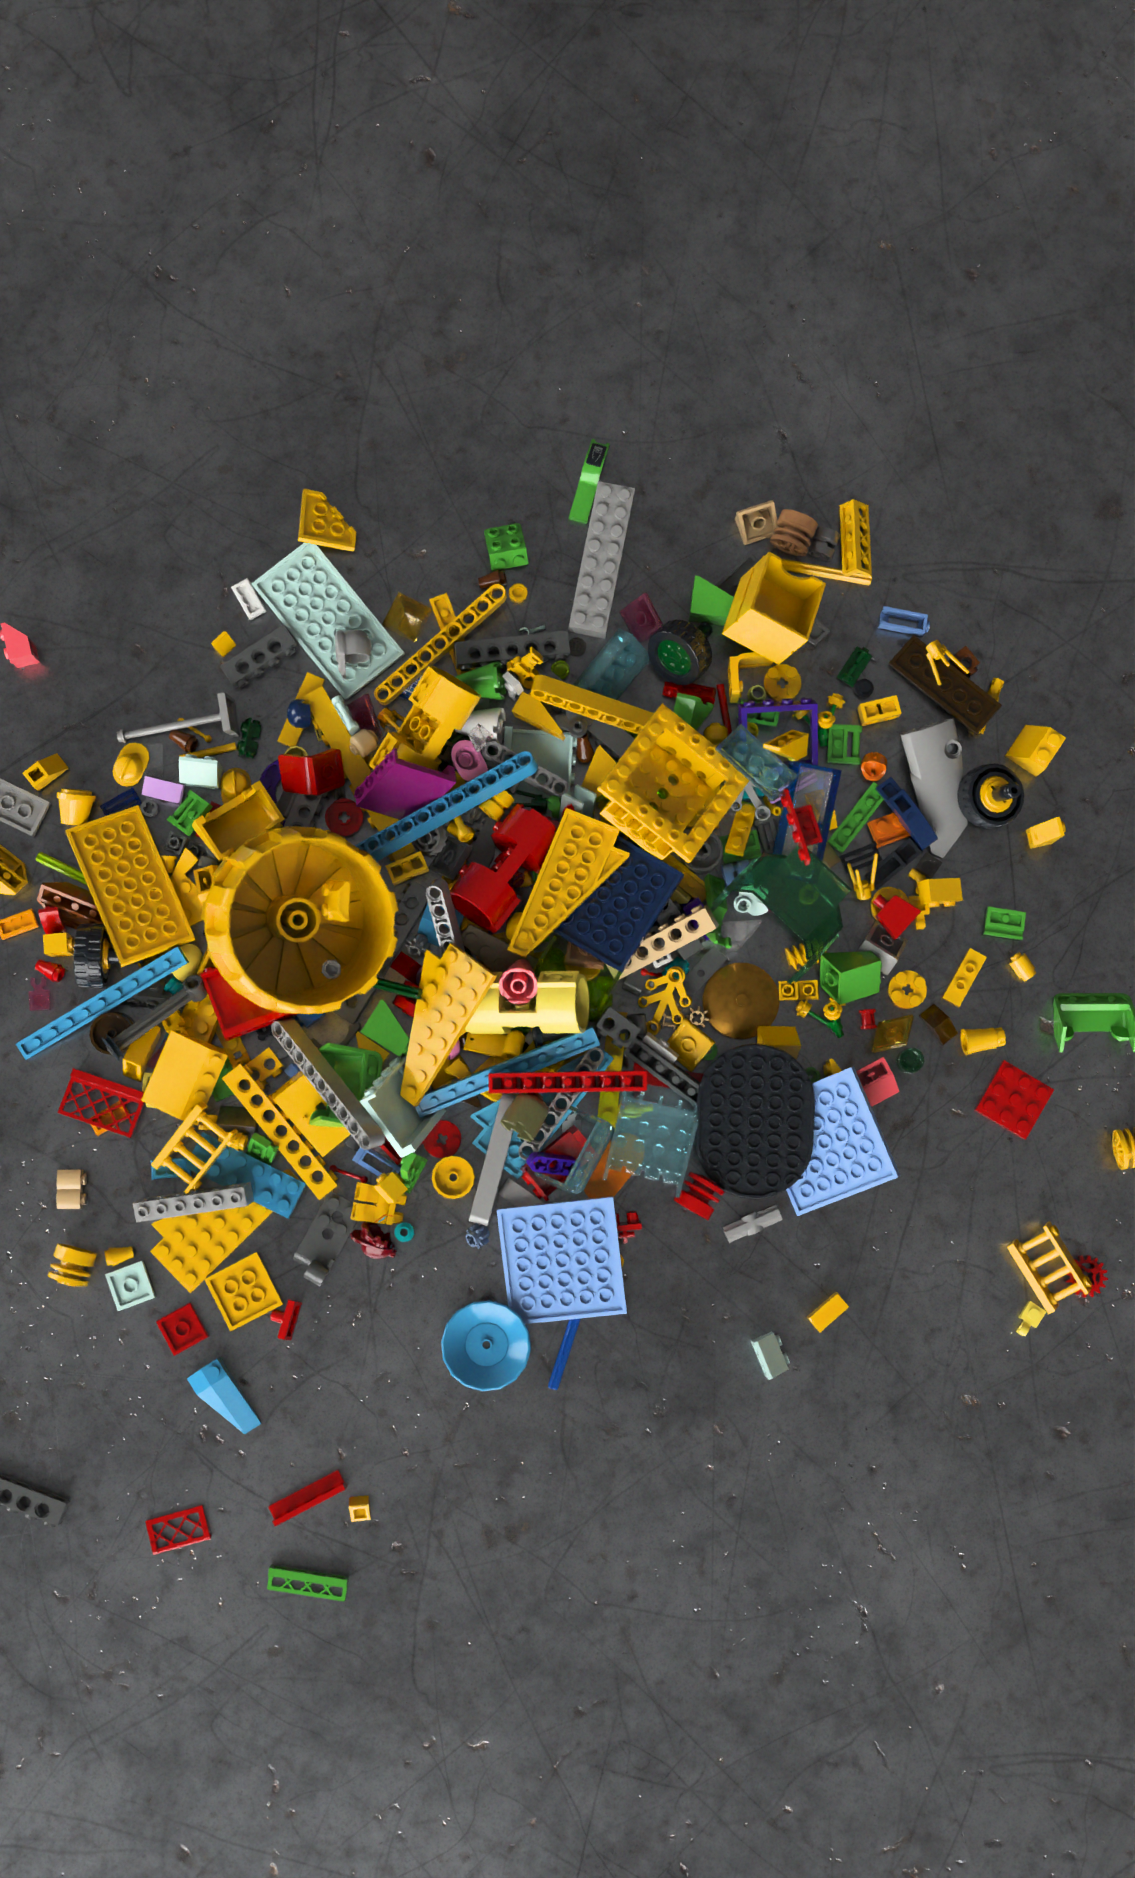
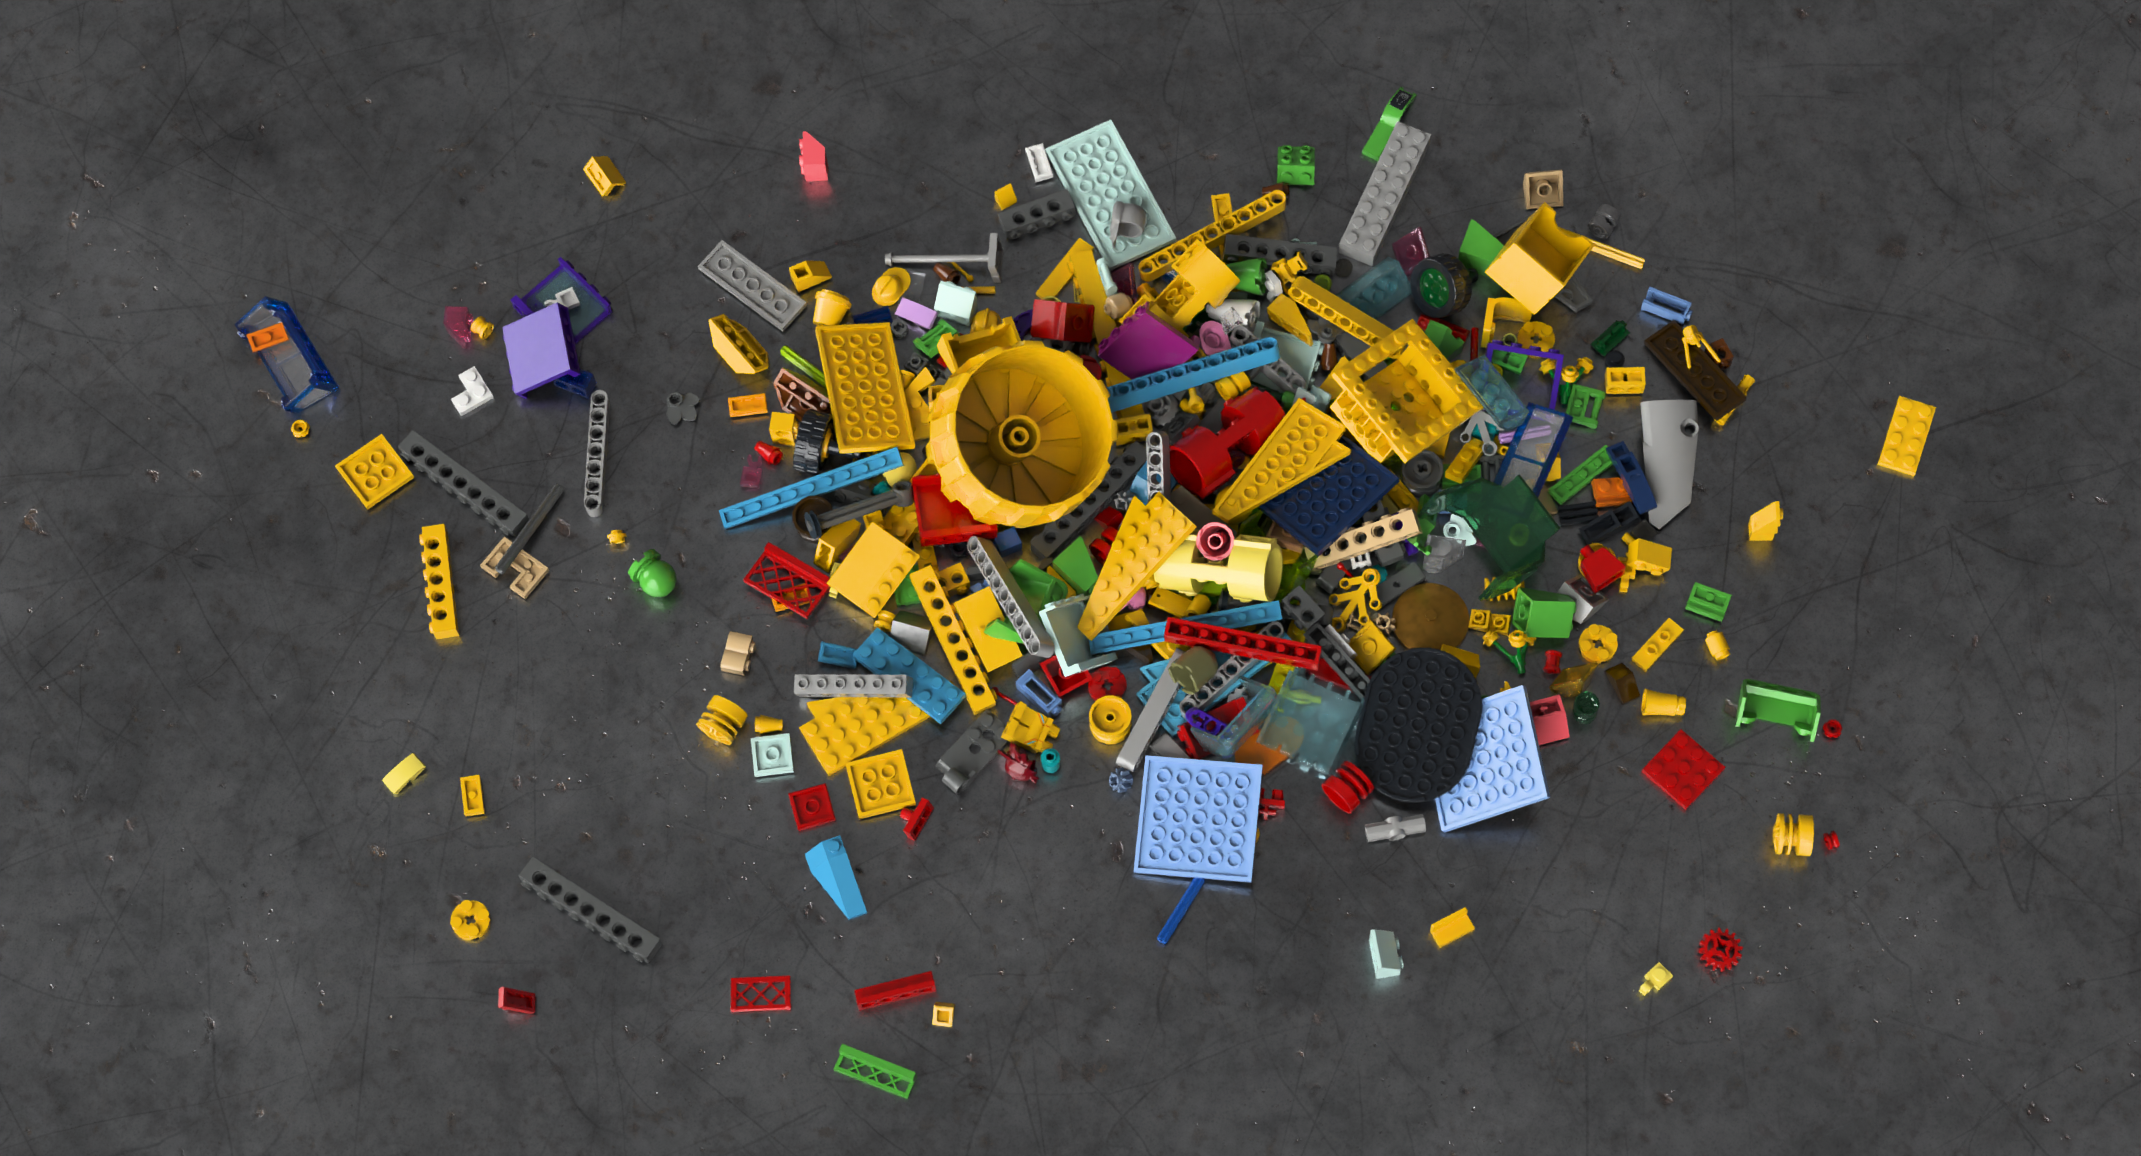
camera: 20 degrees right, 15 degrees down
(52, 920) = (782, 401): red slope -> none
(176, 1144) = (850, 627): yellow fence -> none
(240, 1143) = (905, 638): yellow cone -> none
(246, 745) = (1004, 290): dark green hinge -> none
(261, 1149) = (931, 652): bright green plate -> none
(299, 714) = (1063, 269): dark blue hair -> none
(323, 523) = (1127, 110): yellow plate -> none
(331, 968) = (1040, 485): light grey tile -> none
(336, 900) = (1060, 421): yellow slope -> none
(390, 1186) = (1047, 710): yellow brick -> none
(398, 988) = (1091, 525): dark green axle -> none
(406, 617) = (1186, 209): clear yellow slope -> none
(411, 1169) = (1072, 701): bright green wing -> none
(481, 1366) = (1103, 862): dark azure dish -> none
(518, 593) = (1297, 208): yellow tile -> none
(789, 745) = (1529, 386): yellow slope -> none
(793, 532) = (1576, 204): medium nougat wheel -> none
(804, 824) = (1526, 459): red bracket -> none
(852, 536) = (1632, 219): yellow fence -> none
(862, 887) = (1573, 540): yellow plant -> none
(873, 763) = (1609, 430): orange piece -> none
(990, 796) = (1718, 478): black wheel -> none
(1035, 748) = (1773, 446): yellow slope -> none
(1040, 1283) = (1664, 929): yellow fence -> none

